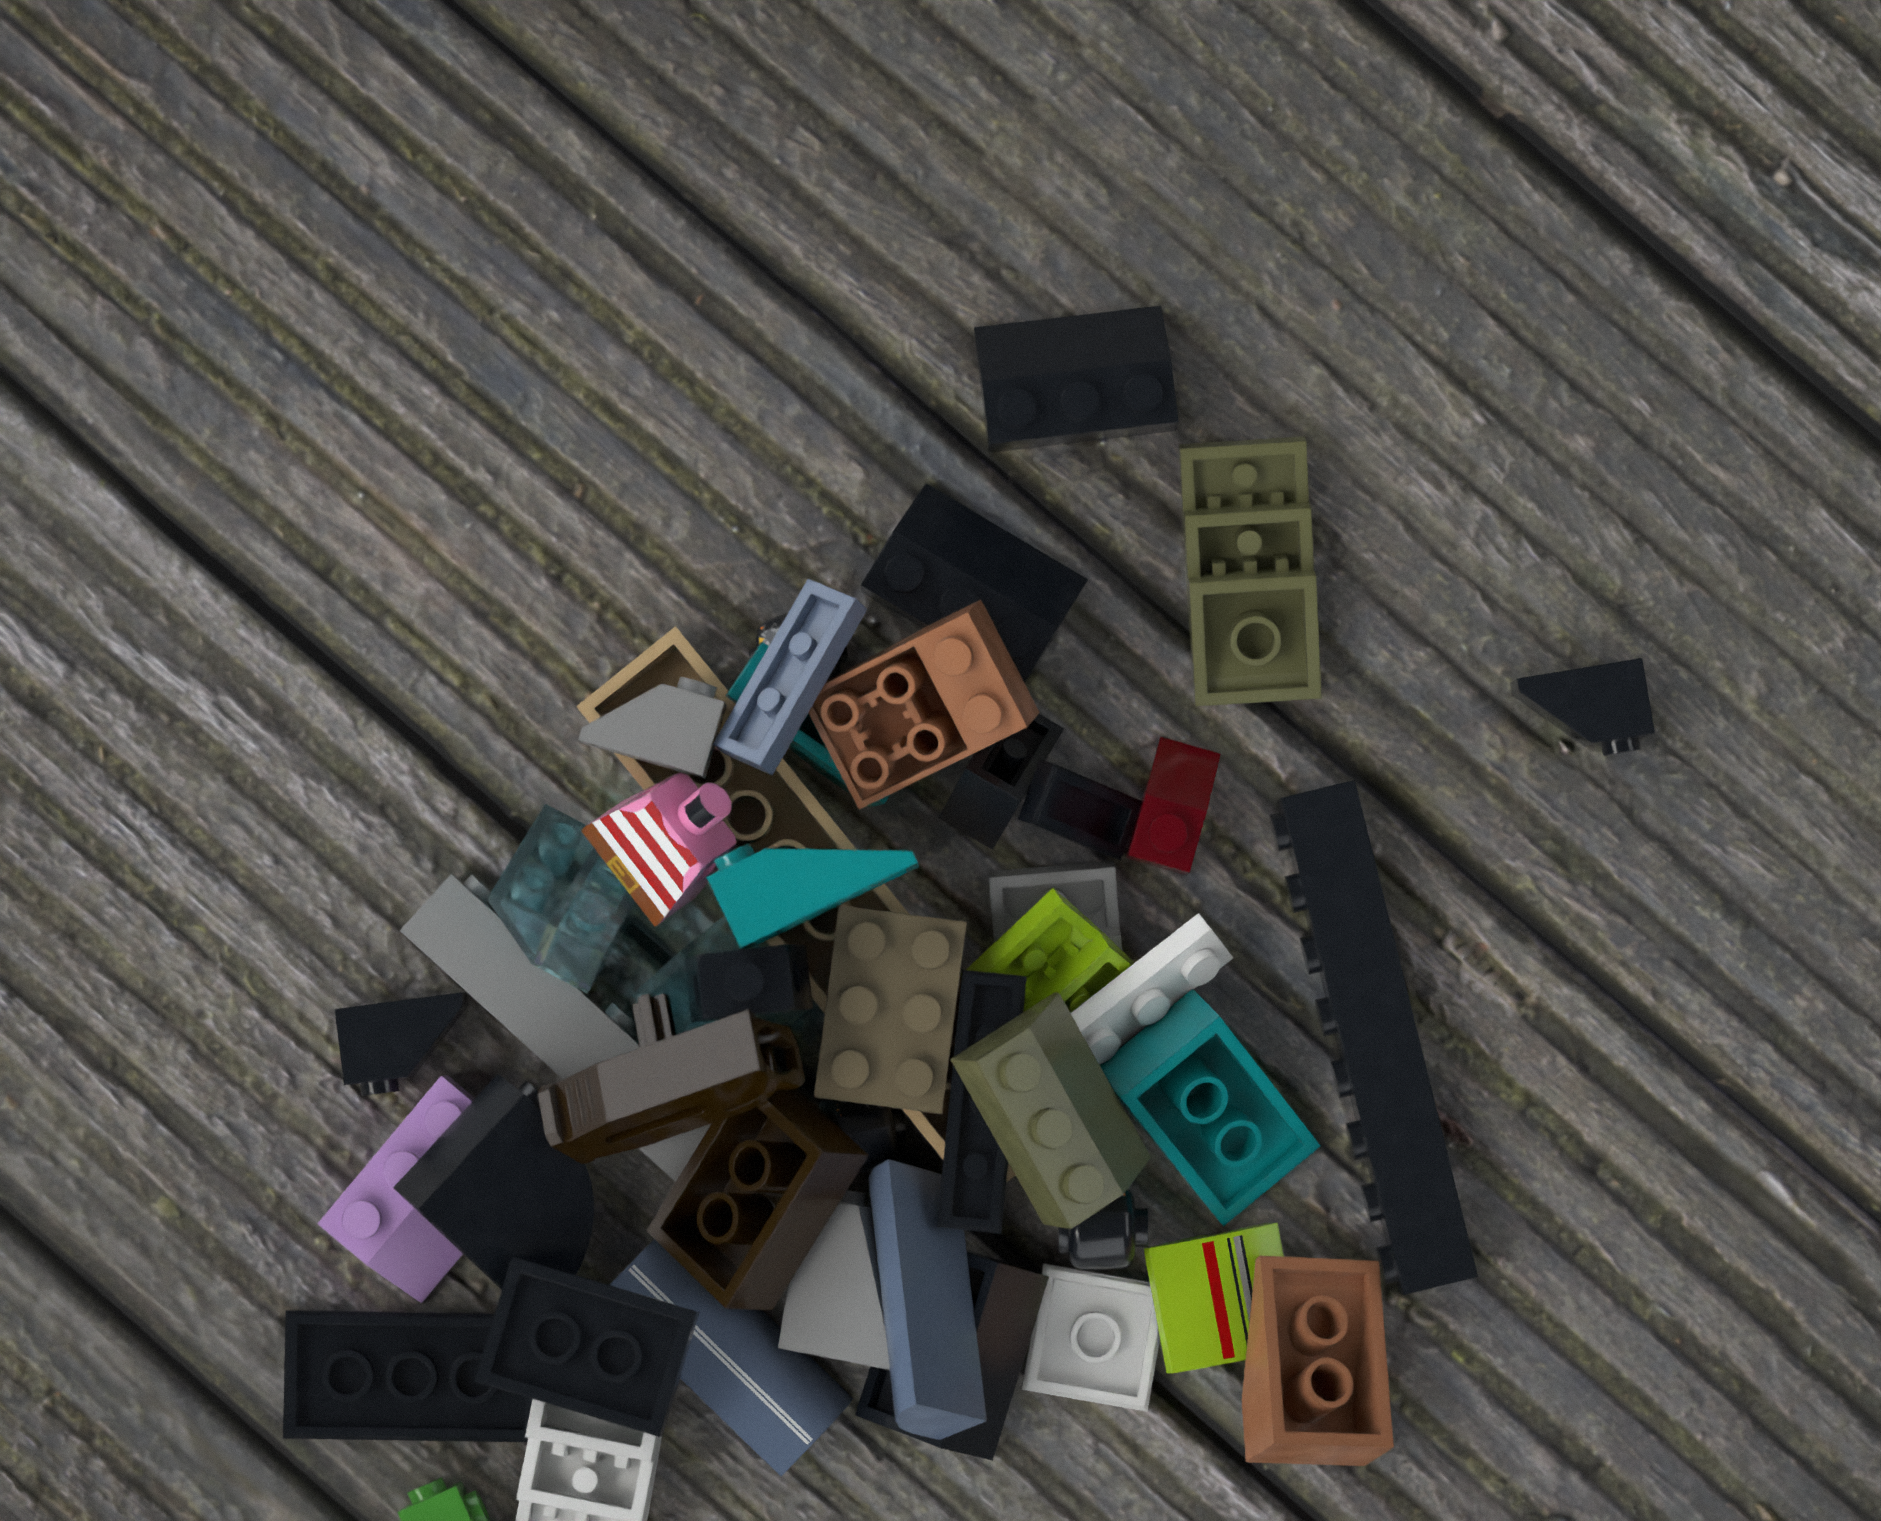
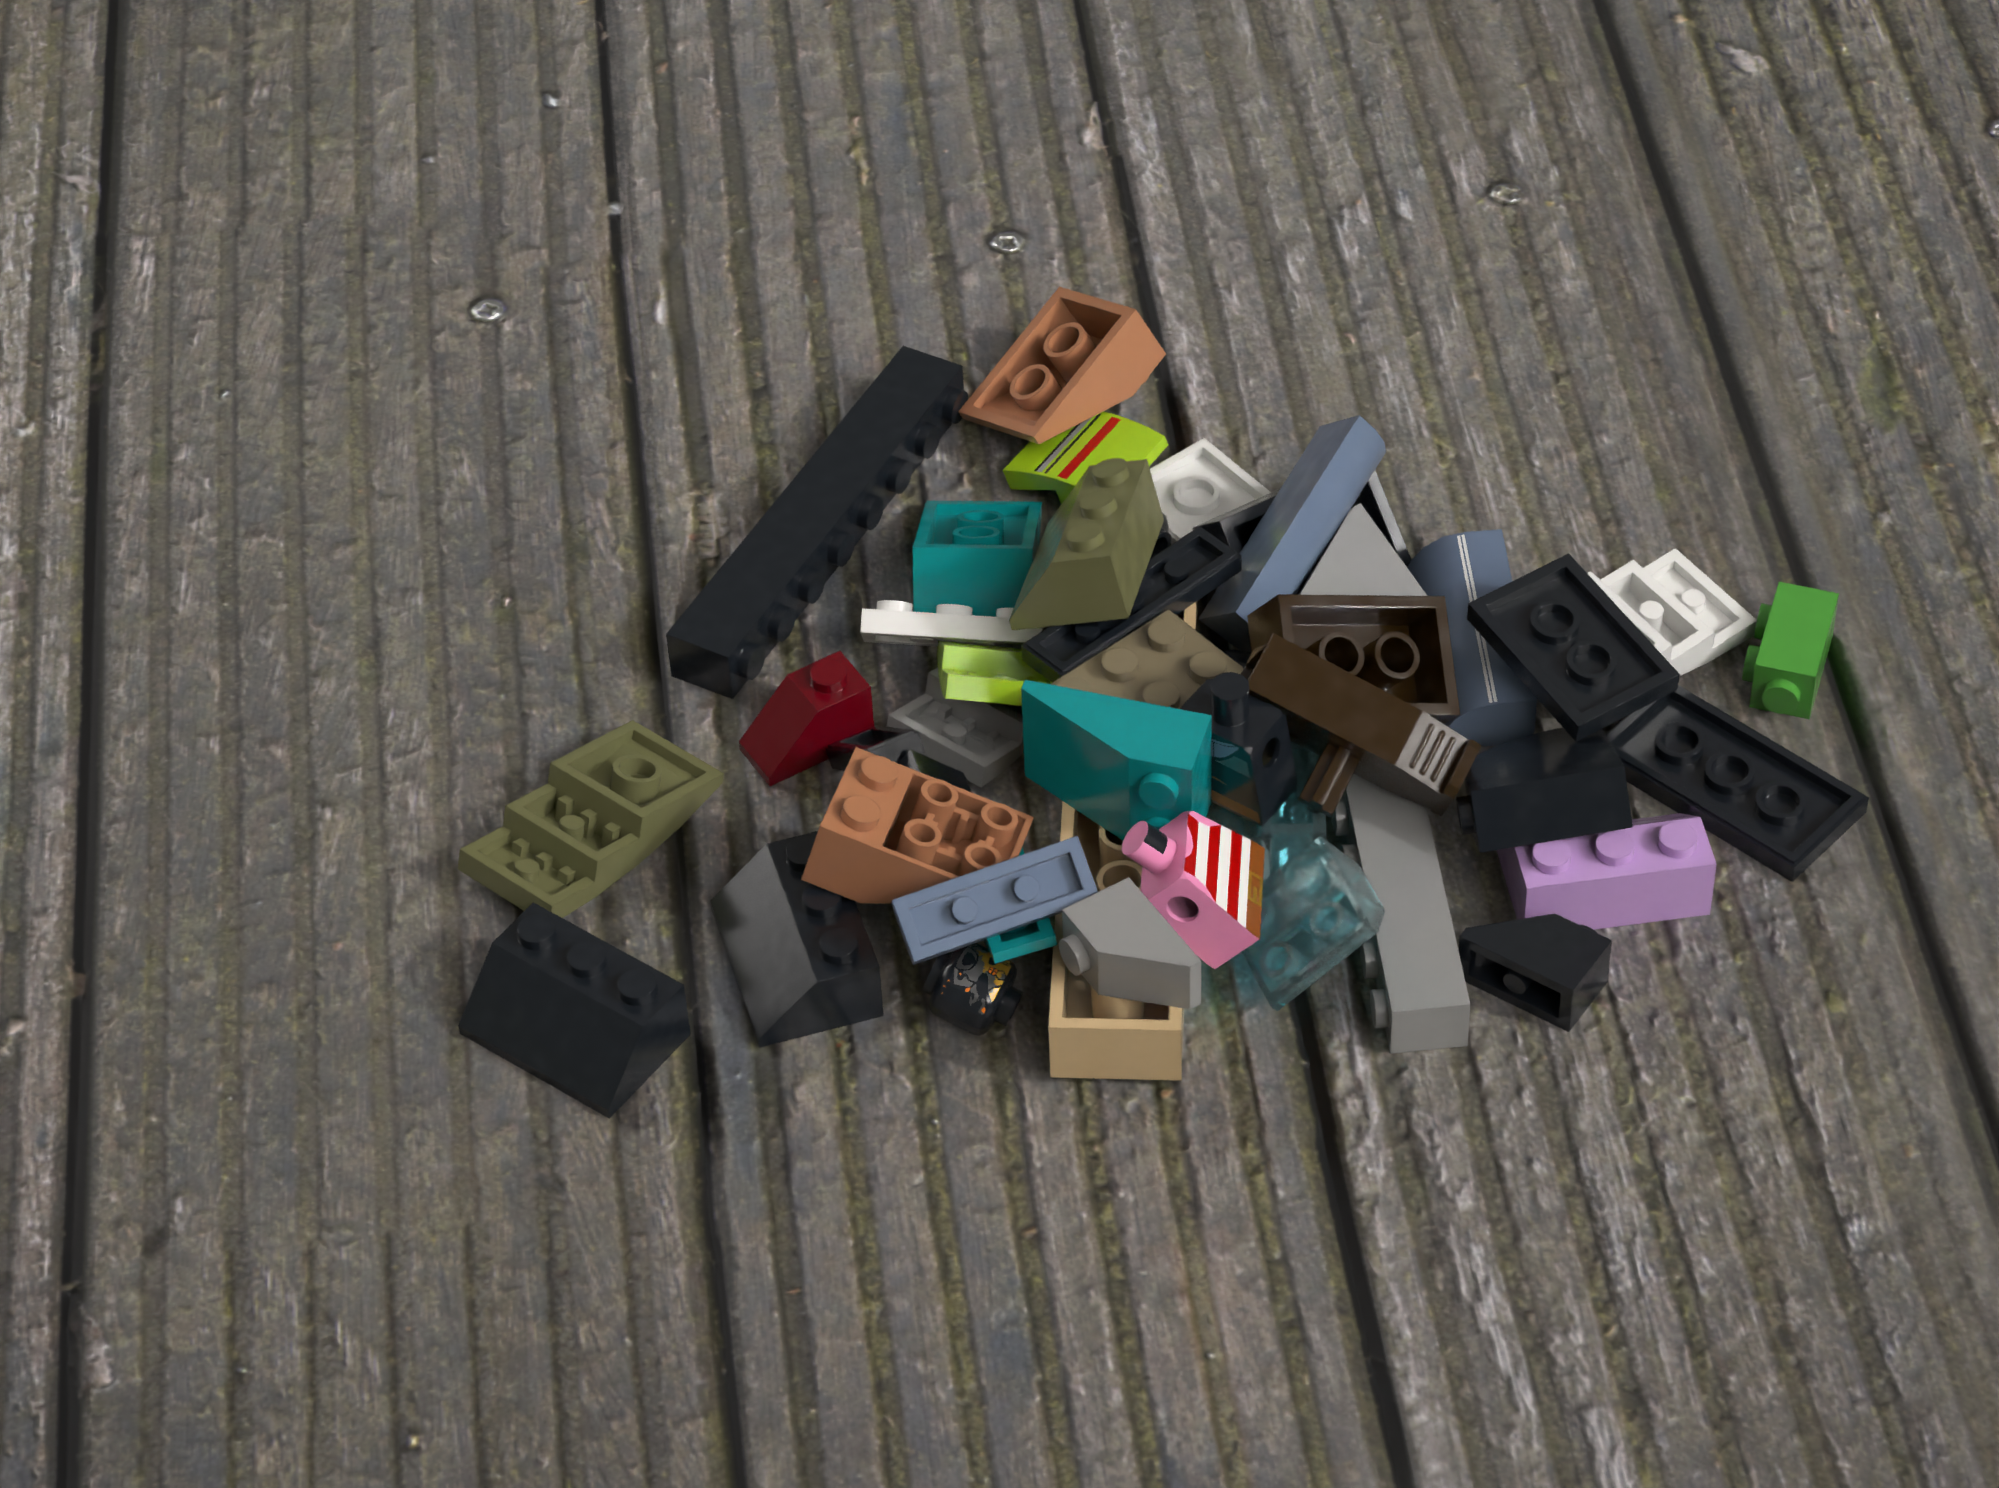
camera: 135 degrees left, 40 degrees down
(1593, 704) = (453, 591): black slope -> none

